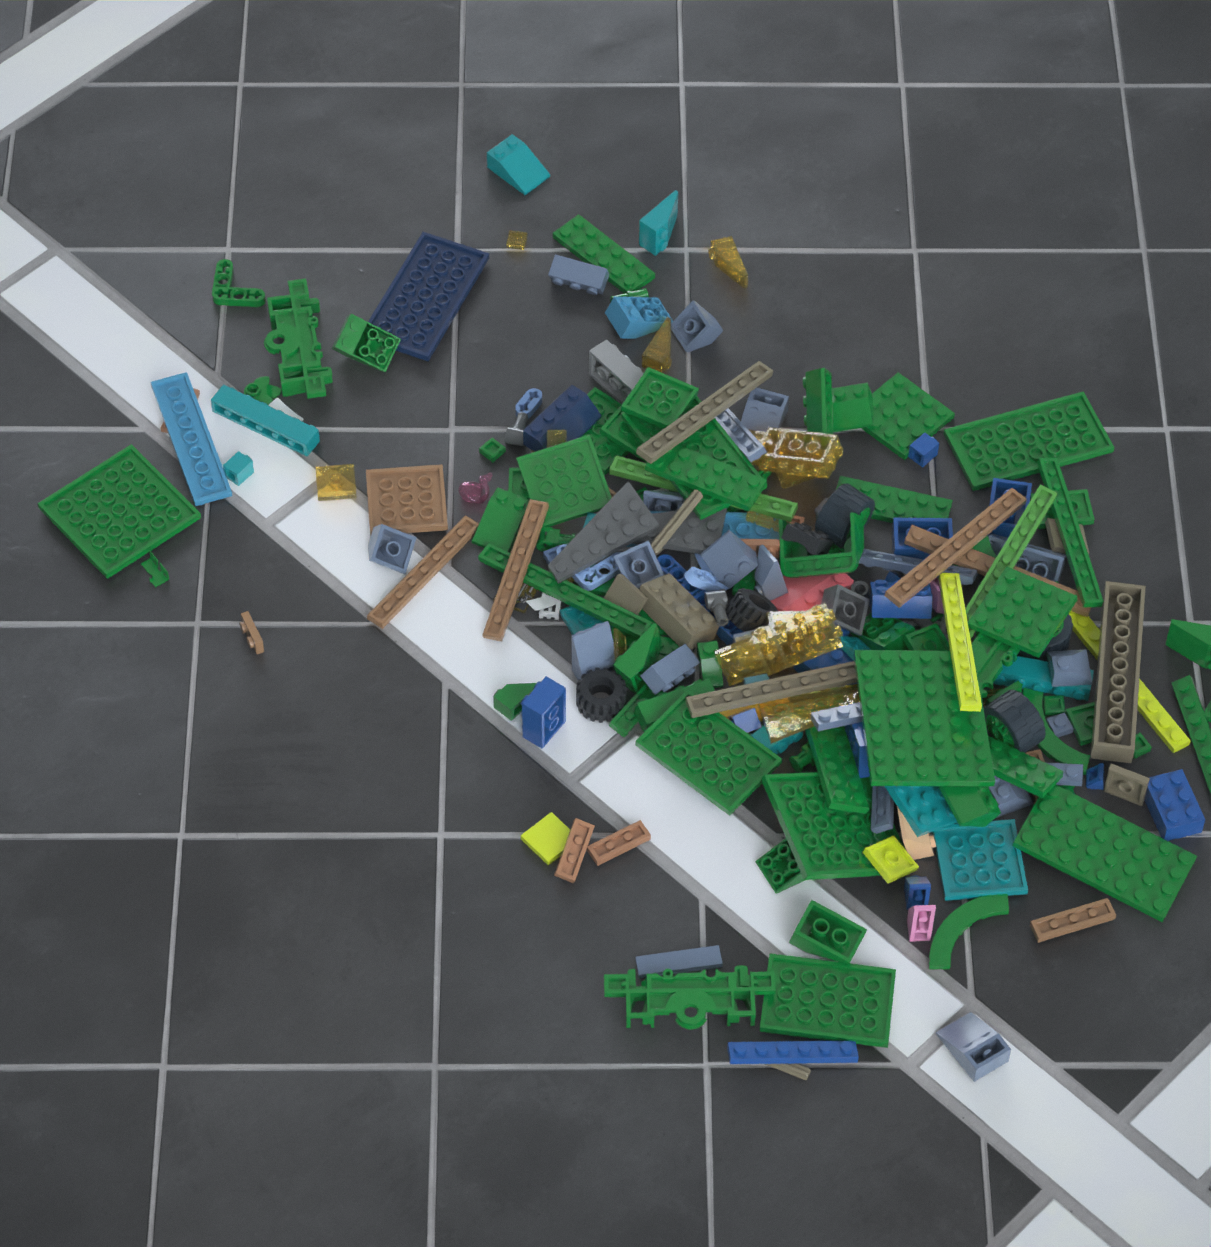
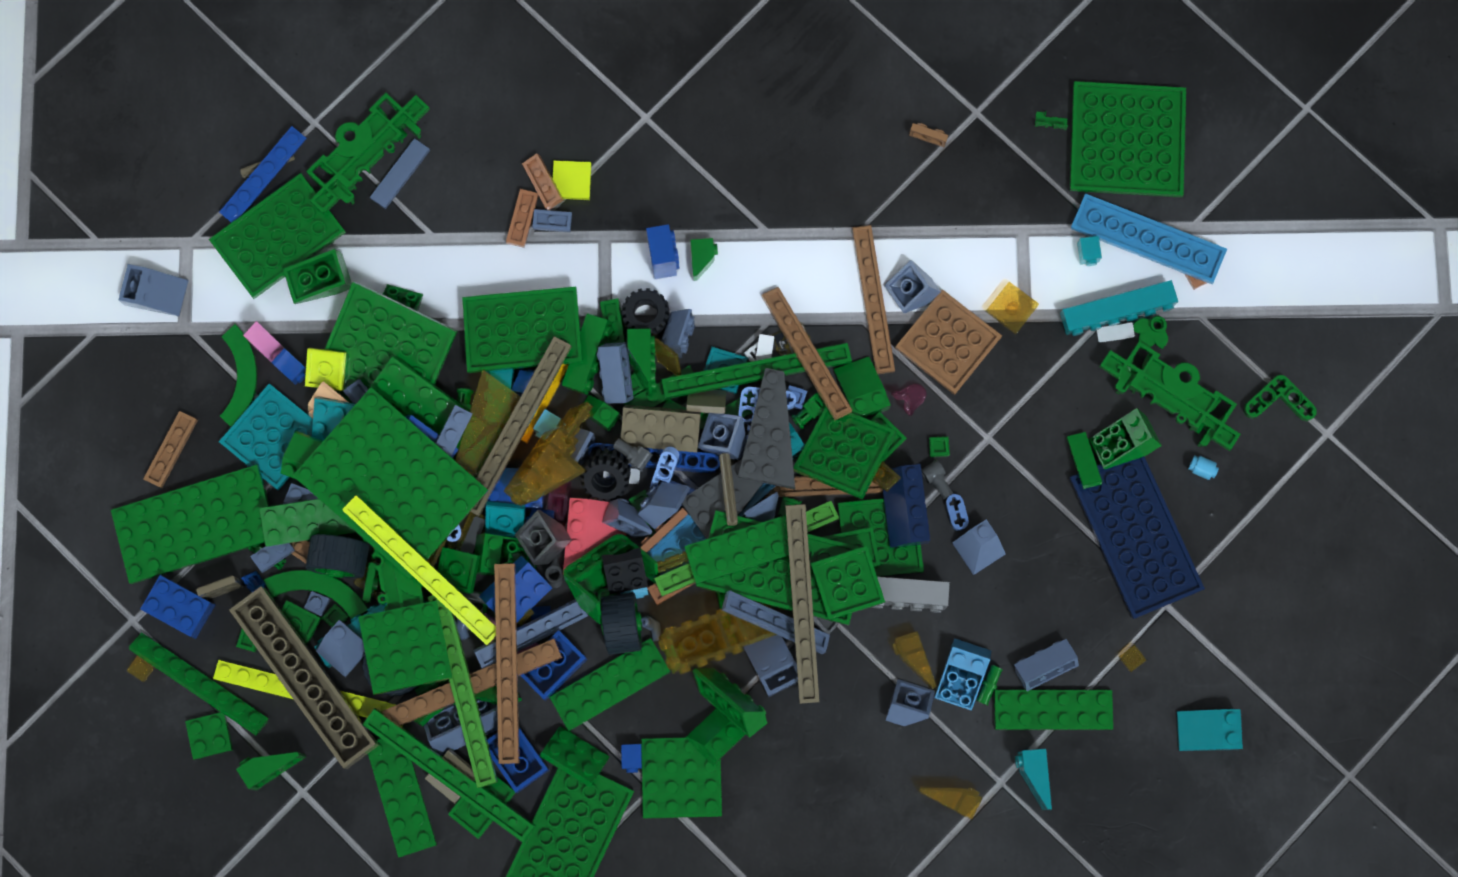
camera: 135 degrees right, 25 degrees up
(333, 292) = (1203, 467): none -> medium azure brick
(406, 356) = (1084, 460): none -> green tile
(538, 374) = (979, 547): none -> sand blue slope
(596, 816) = (552, 220): none -> sand blue plate
(964, 478) = (574, 756): none -> green plate
(1122, 550) = (402, 800): none -> green plate

